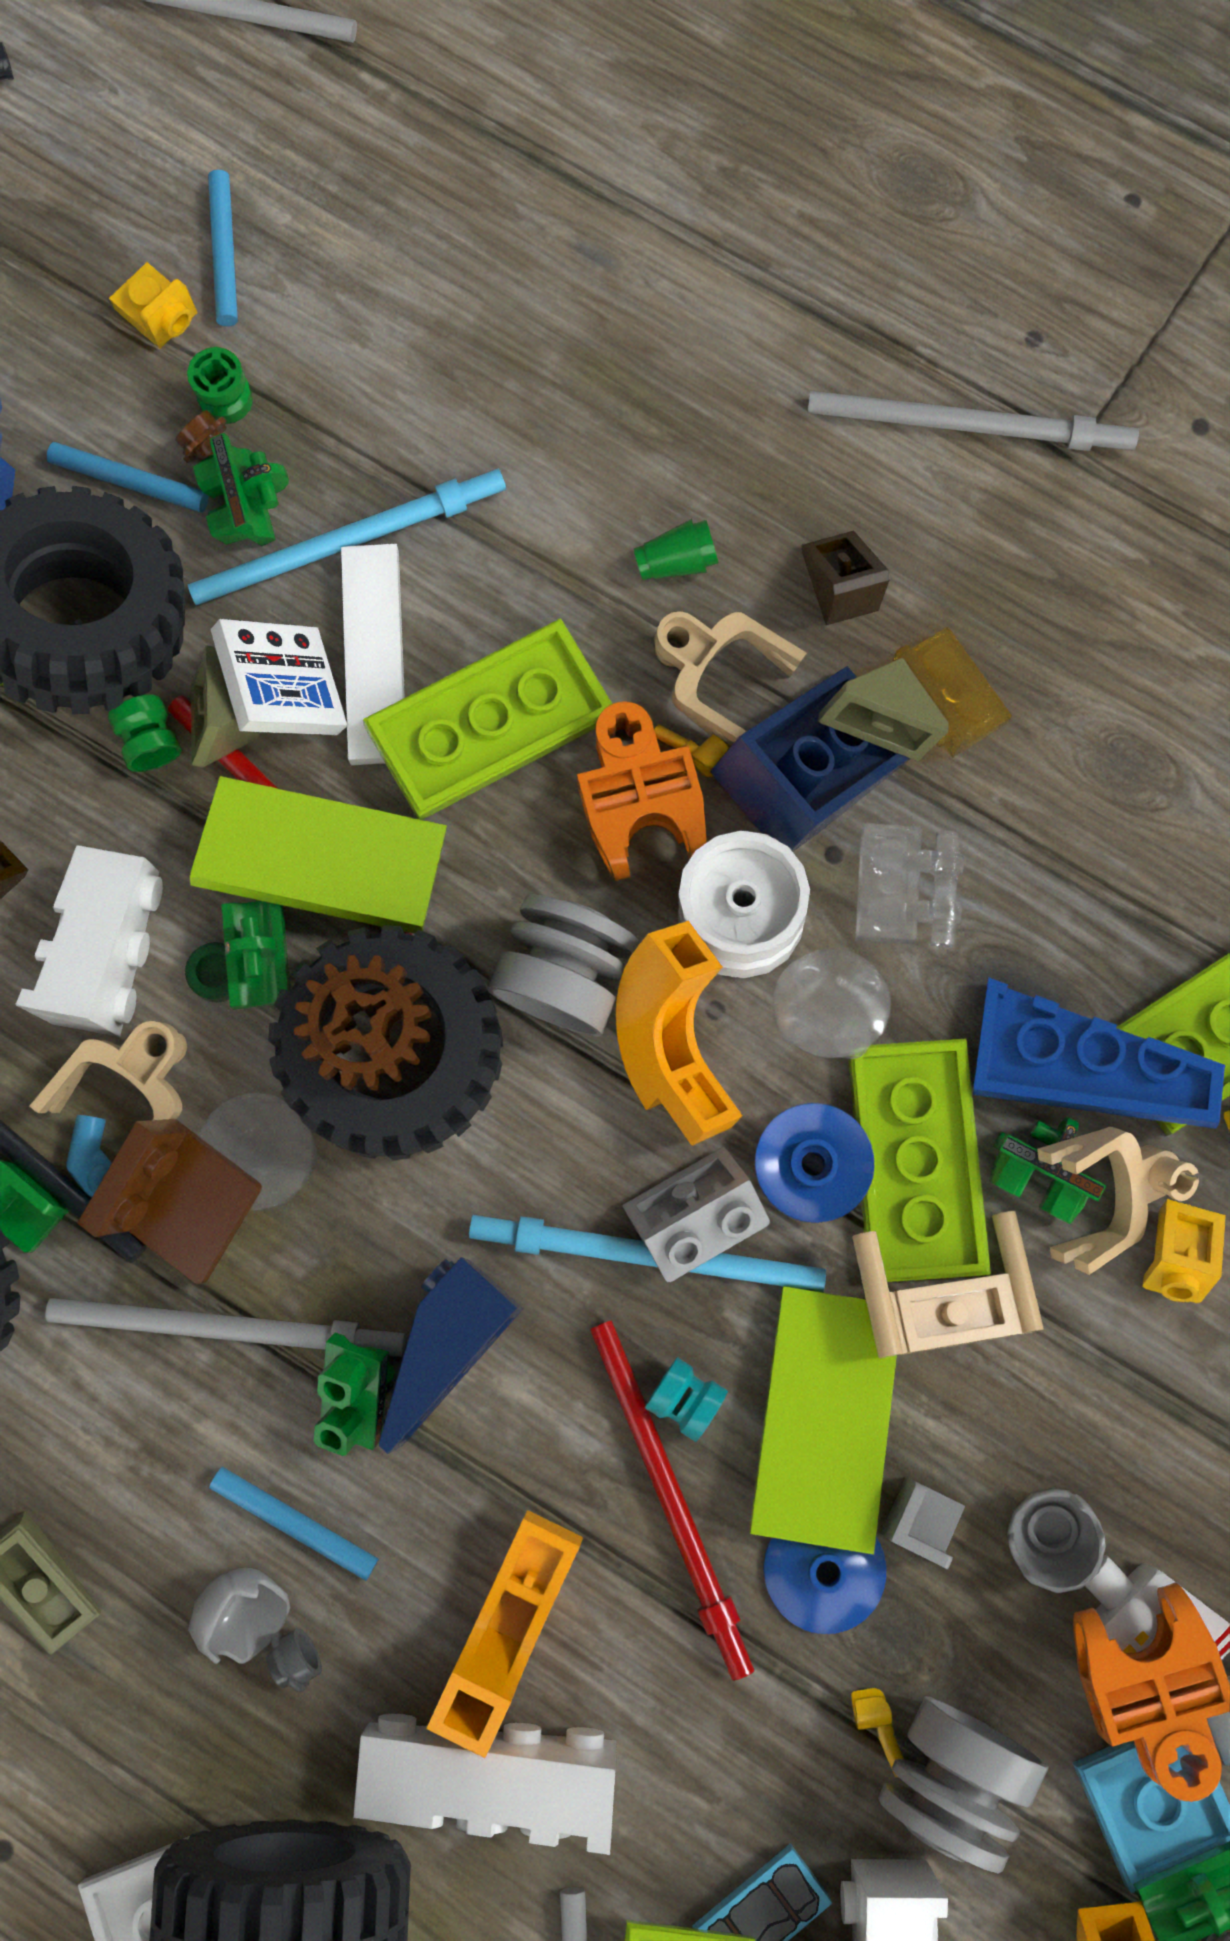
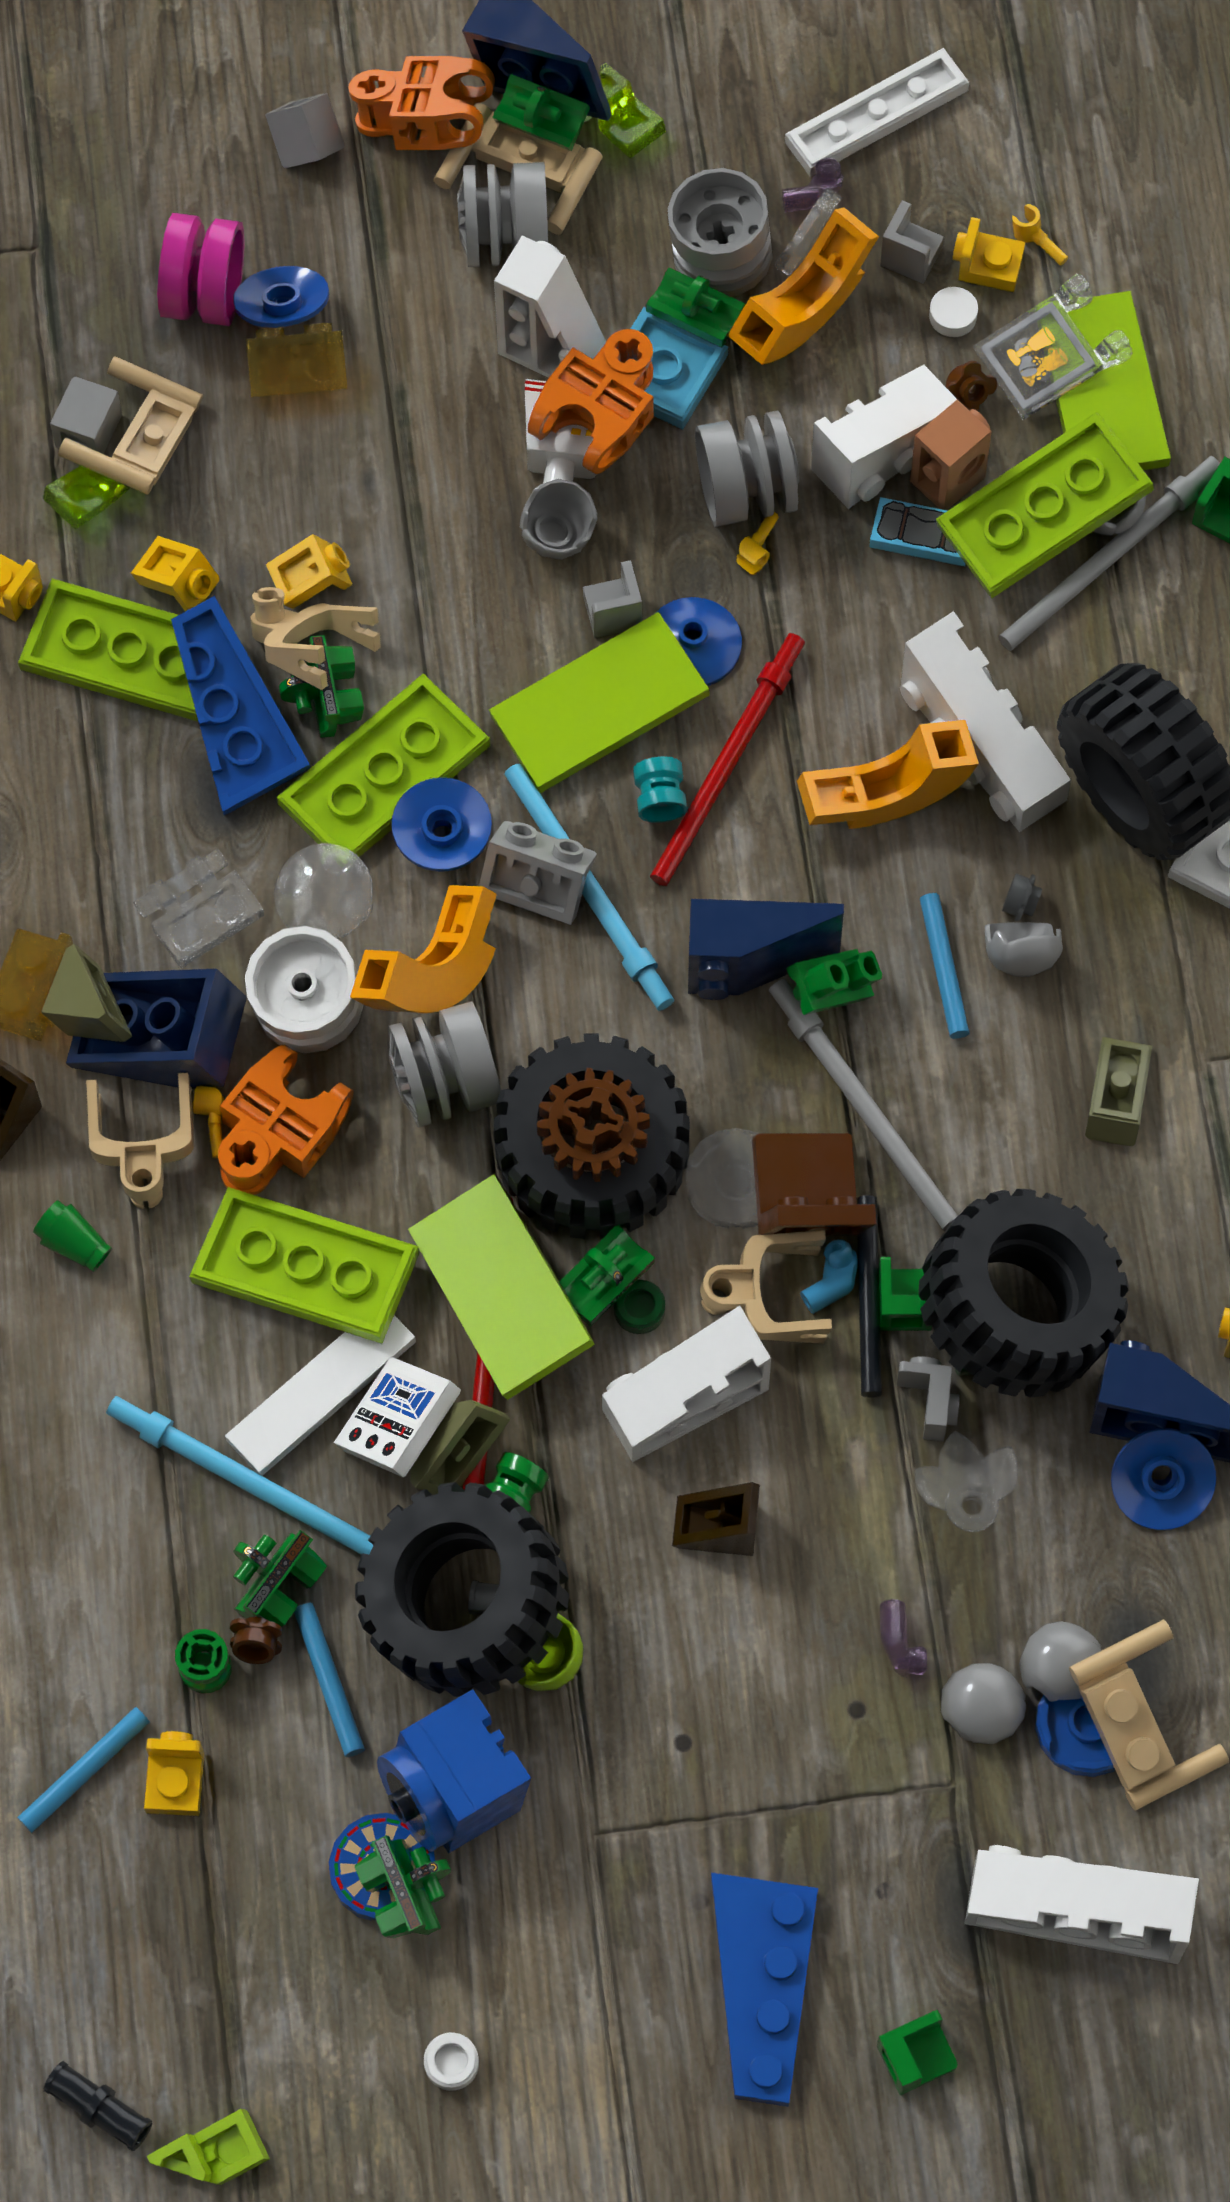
camera: 130 degrees left, 10 degrees down
(950, 1311) = (464, 673): tan plate -> none

